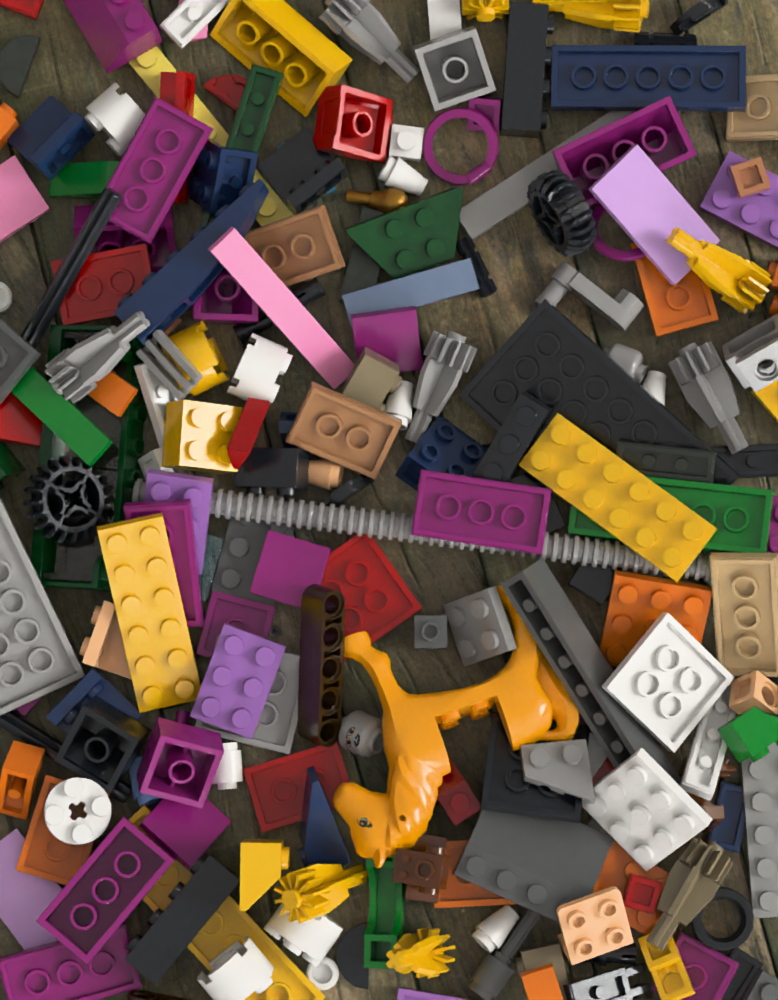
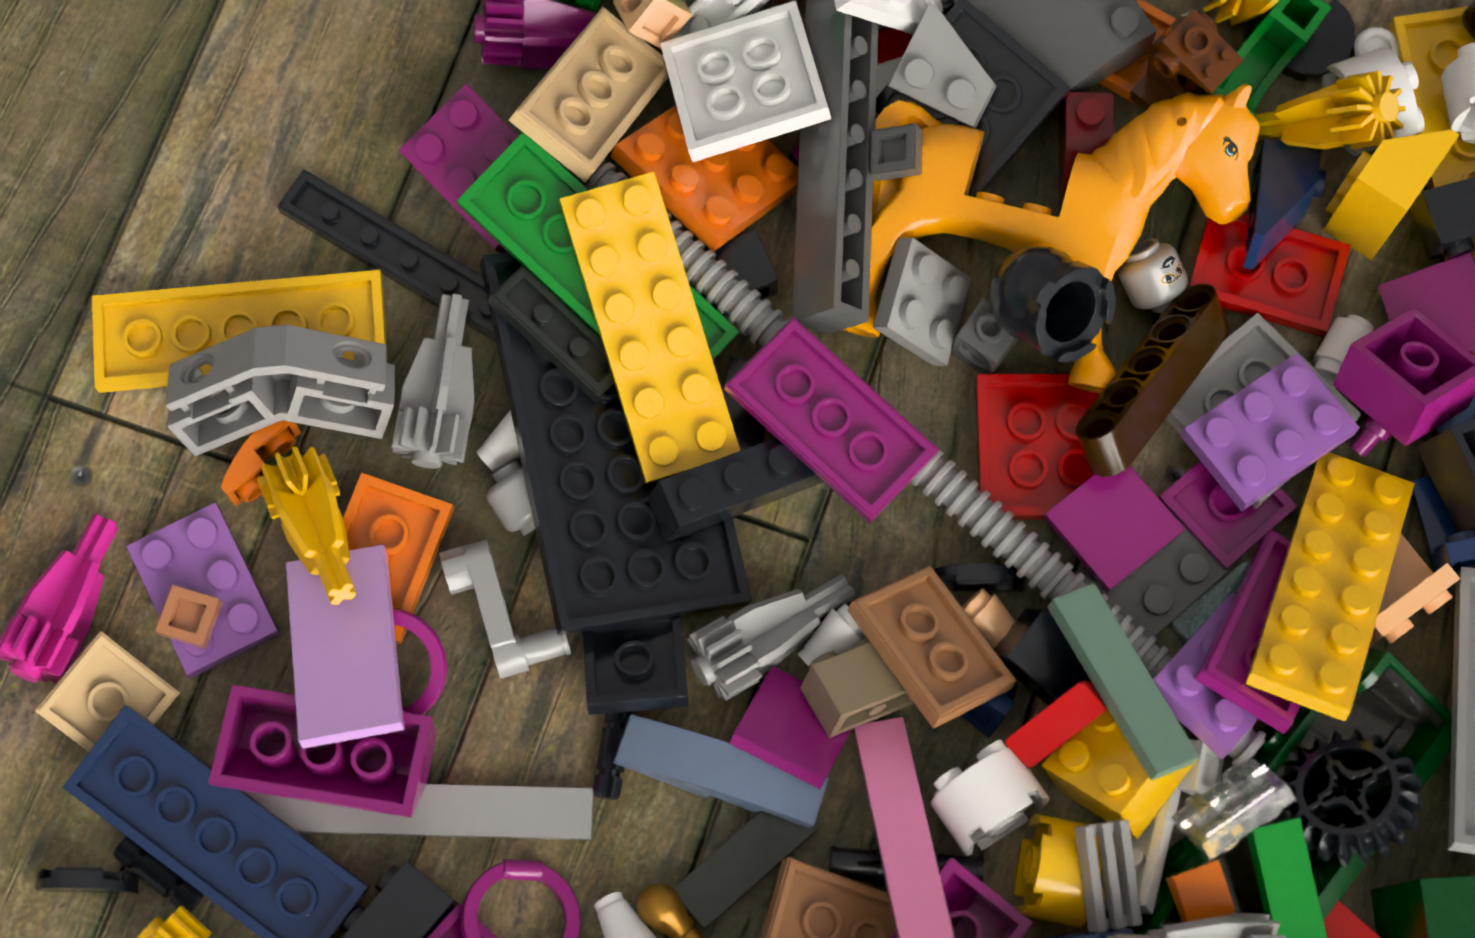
camera: 140 degrees left, 10 degrees down
(127, 446) = (1232, 807): none -> clear plate
(228, 470) = (1123, 682): none -> sand green tile
(405, 657) = (1051, 301): none -> black tile
(413, 234) = (665, 843): dark green wing -> none
(442, 450) = (822, 537): dark blue bracket -> none
(493, 314) = (635, 667): none -> black plate
(552, 694) = (896, 152): none -> dark grey tile
(562, 213) = (457, 729): black gear -> none

